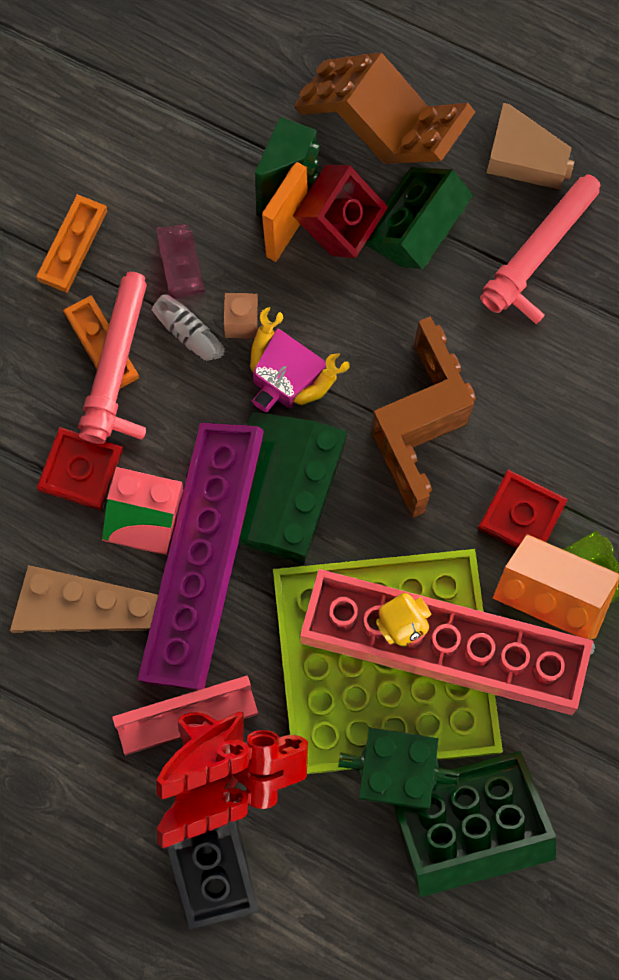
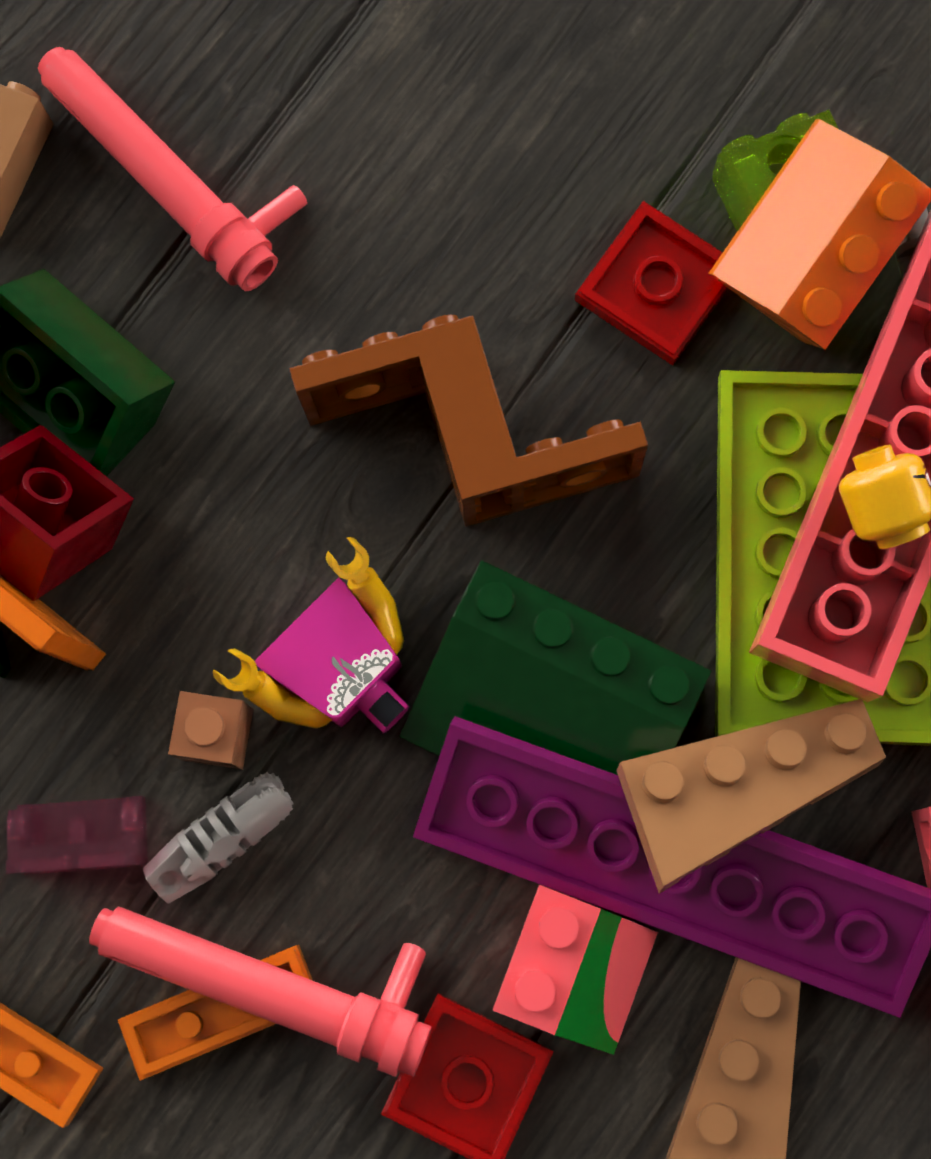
camera: 70 degrees left, 5 degrees up
(243, 568) = (723, 790): none -> medium nougat wing

